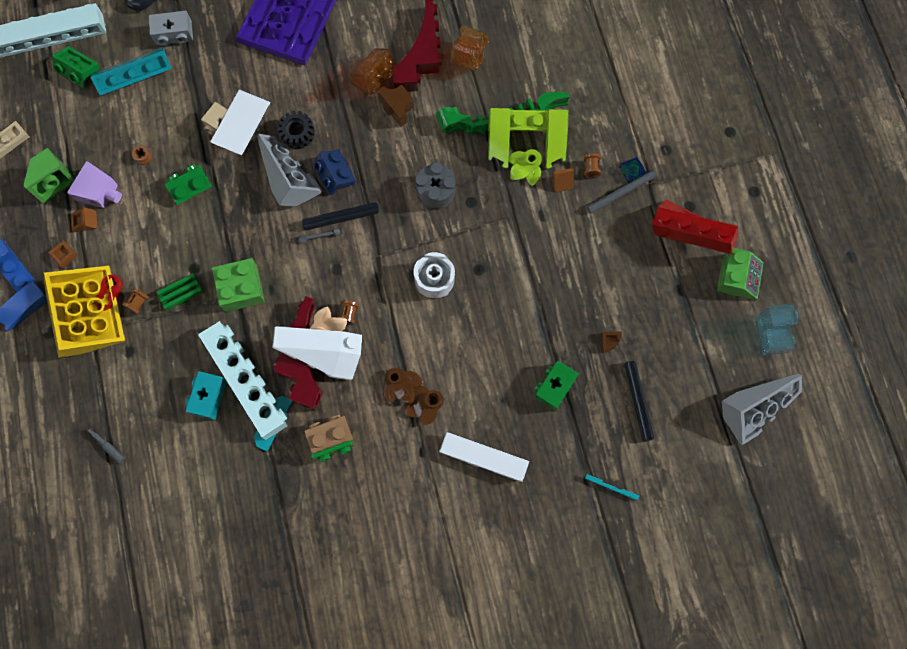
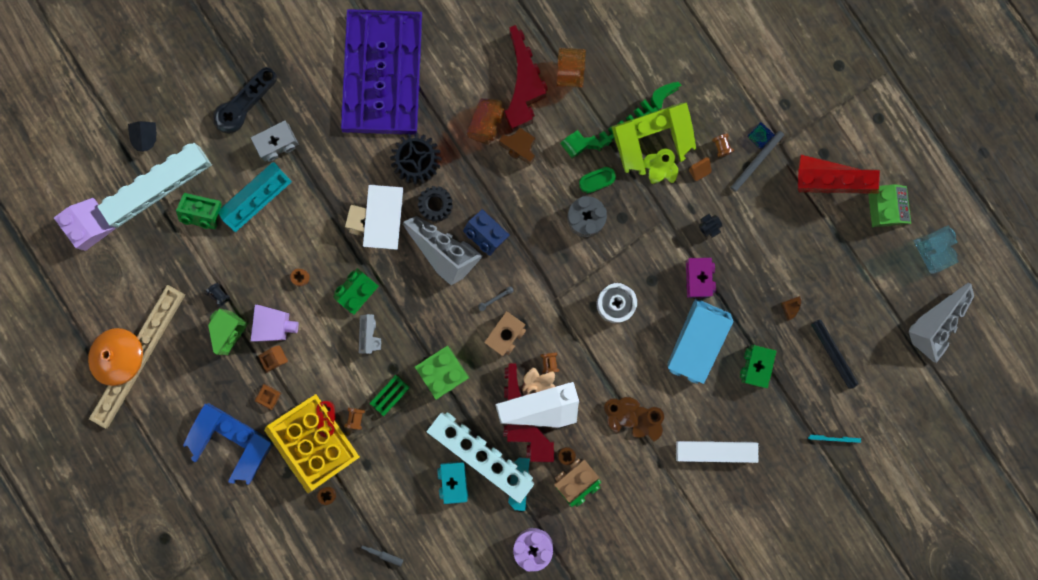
camera: 15 degrees left, 10 degrees up
(57, 144) = (217, 295): none -> black bush
(83, 368) = (328, 501): none -> reddish brown bush
(179, 234) = (367, 342): none -> light grey hinge
(266, 499) = (529, 560): none -> lavender brick
(287, 76) = (411, 142): none -> black gear
(318, 259) = (507, 322): none -> medium nougat brick
(323, 409) = (560, 456): none -> reddish brown bush
(340, 216) = (508, 273): black axle -> none
(459, 159) = (597, 180): none -> green tile
(503, 340) = (700, 341): none -> medium azure slope
(530, 269) = (694, 268): none -> magenta brick
(554, 234) = (710, 225): none -> black gear

